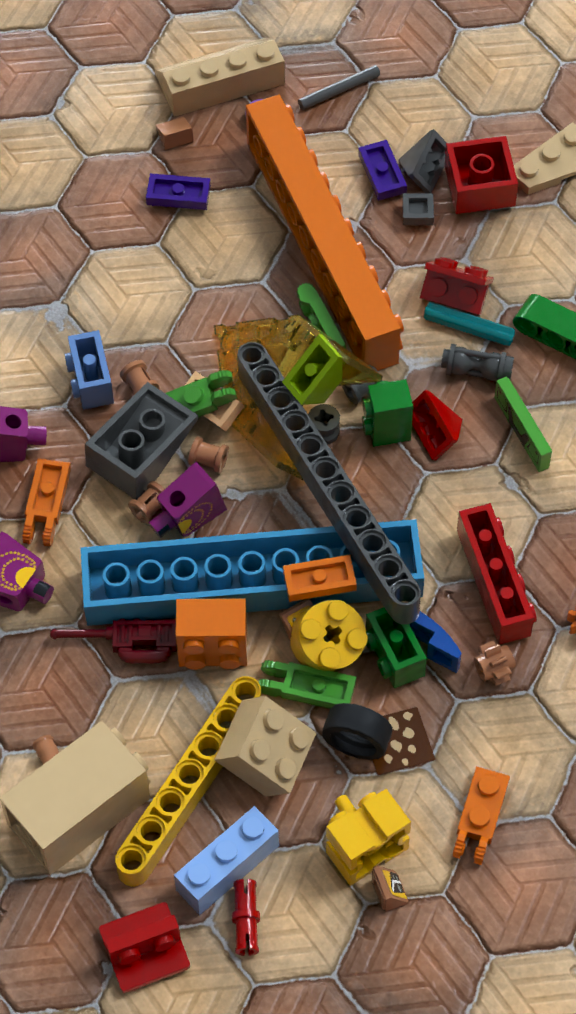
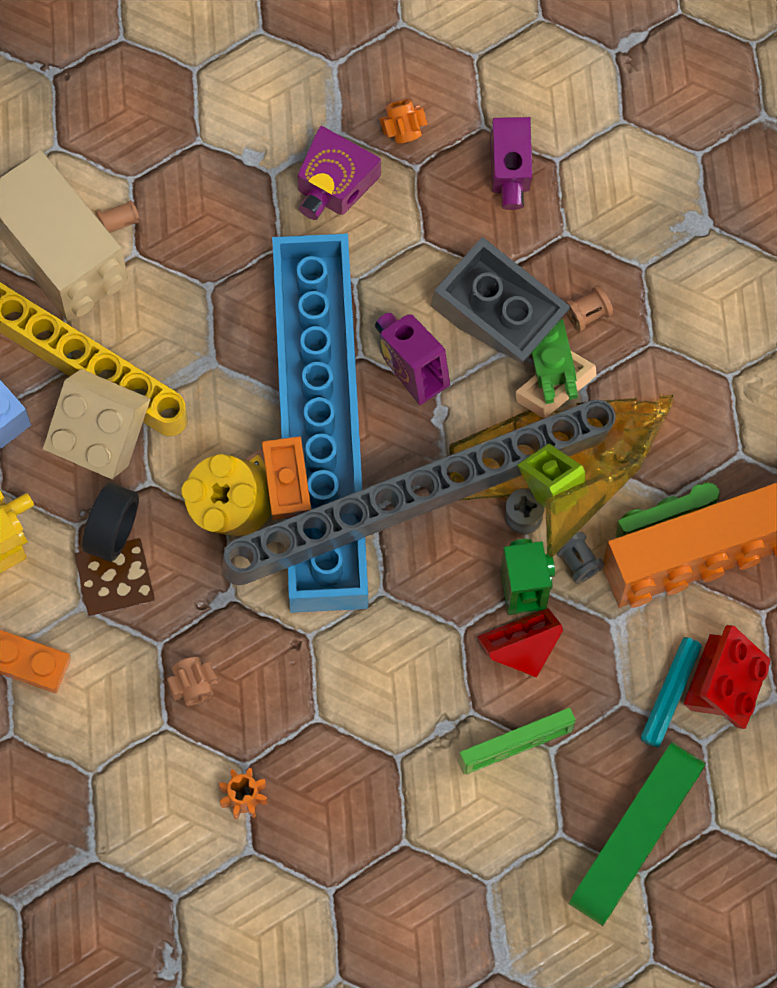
camera: 90 degrees right, 10 degrees up
(46, 499) = (431, 210): orange hinge -> none
(90, 369) = (597, 250): medium blue brick -> none
(128, 635) = (256, 294): dark red piece -> none
(147, 503) = (433, 321): nougat bush -> none
(208, 454) = (485, 381): nougat bush -> none
(211, 633) = (238, 372): orange brick -> none
(307, 684) = (169, 505): bright green hinge -> none
(396, 647) = (201, 573): green brick -> none
(440, 645) = (221, 623): blue slope -> none
(477, 363) = (602, 712): dark grey piece -> none
(495, 573) = (305, 687): red brick -> none

